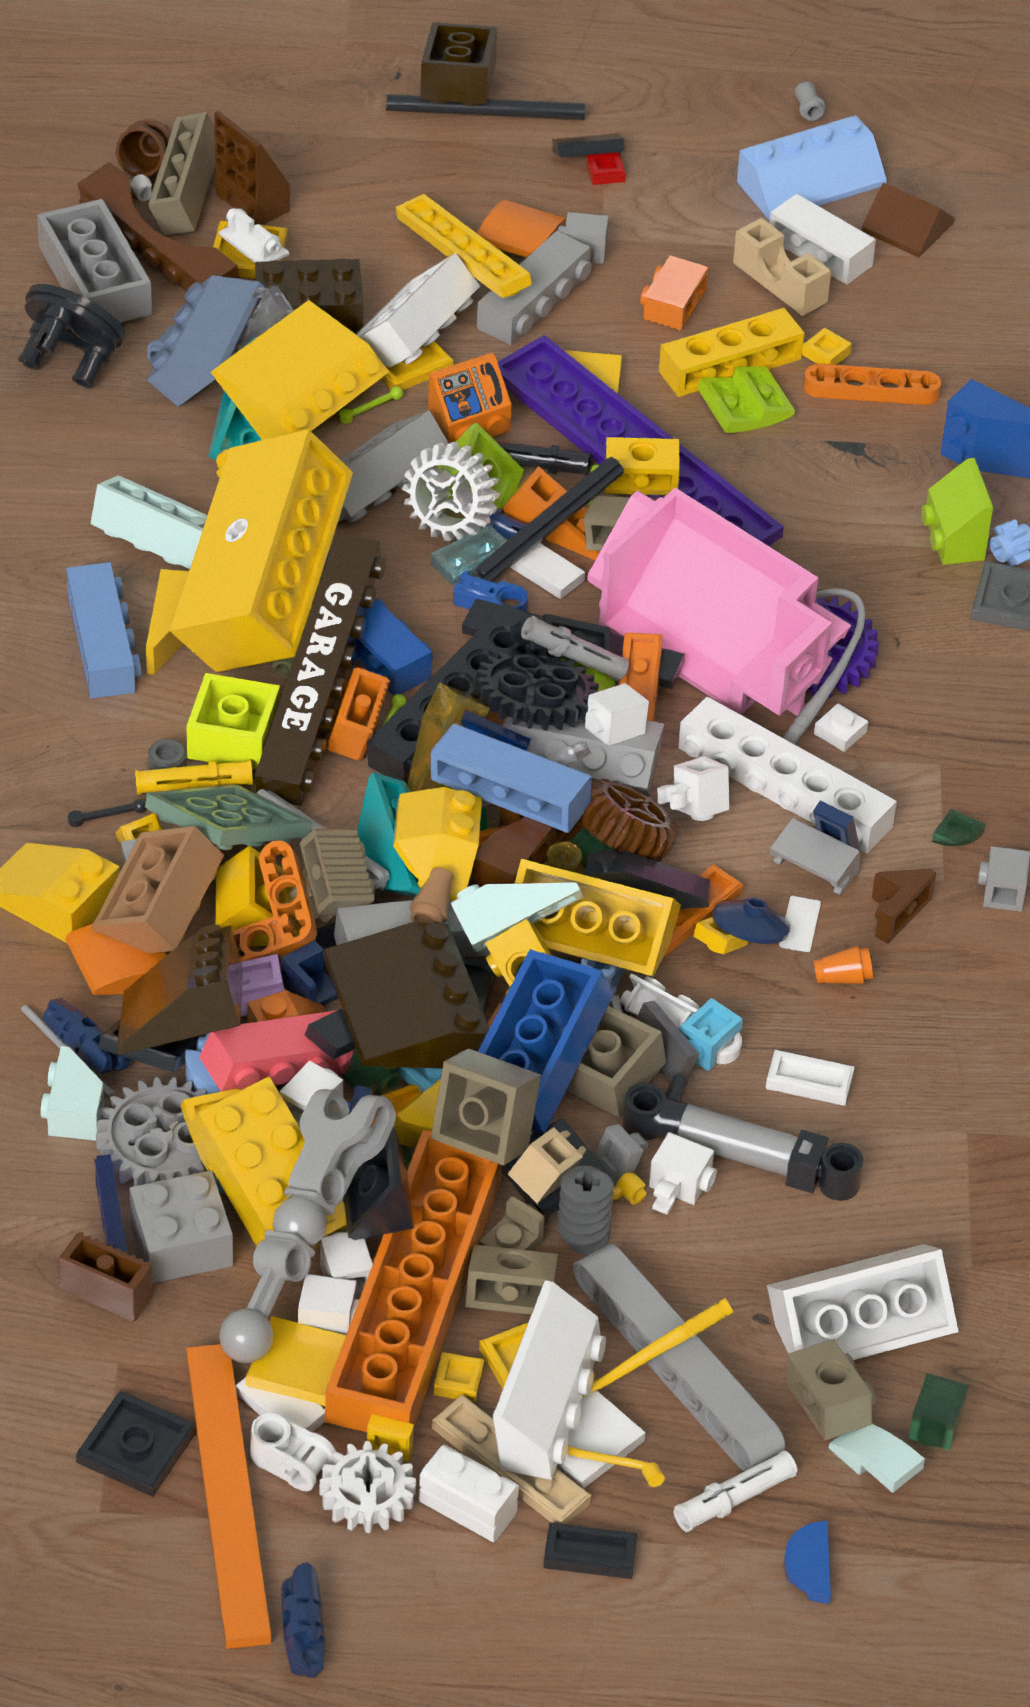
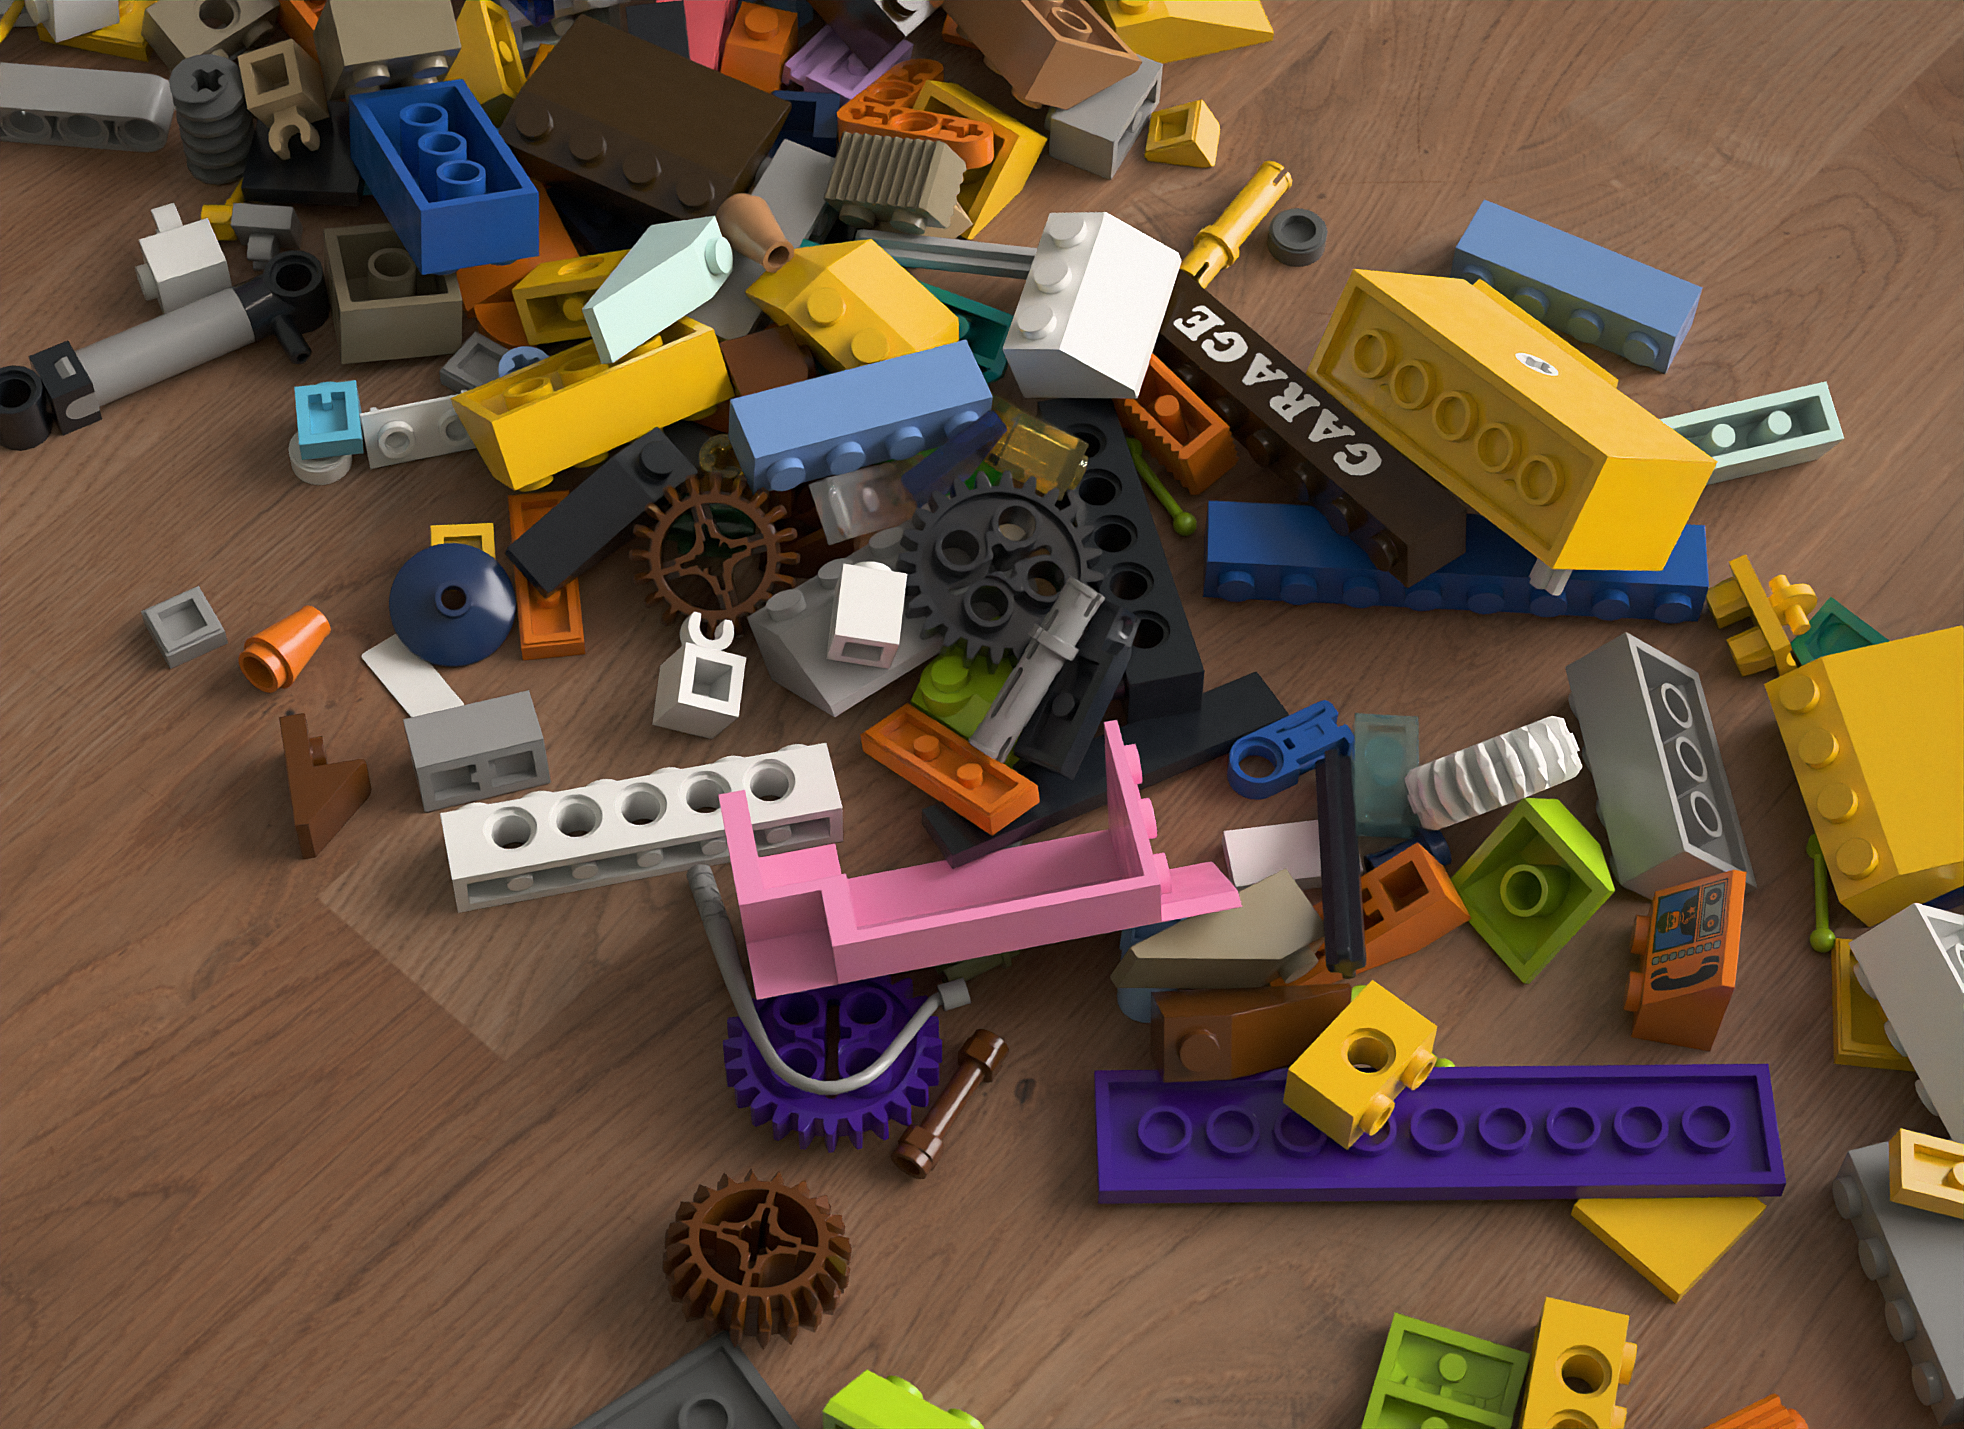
camera: 130 degrees right, 10 degrees up
(76, 818) = (1274, 103): black hinge -> none
(228, 815) = (1100, 149): sand green plate -> none
(231, 719) = (1277, 283): neon yellow brick -> none
(337, 755) = (1090, 309): none -> white slope
(549, 458) = (1509, 1015): black pin -> none
(678, 1050) = (373, 377): flat silver tile -> none
(810, 1077) = (181, 501): white tile -> none
(836, 824) = (470, 758): dark blue tile -> none
(841, 727) = (674, 980): white plate -> none
(874, 1023) = (184, 627): none -> light grey tile
(937, 607) = (790, 1283): none -> reddish brown gear
(957, 830) = (371, 972): clear green tile -> none
(1004, 878) = (226, 933): light grey brick -> none

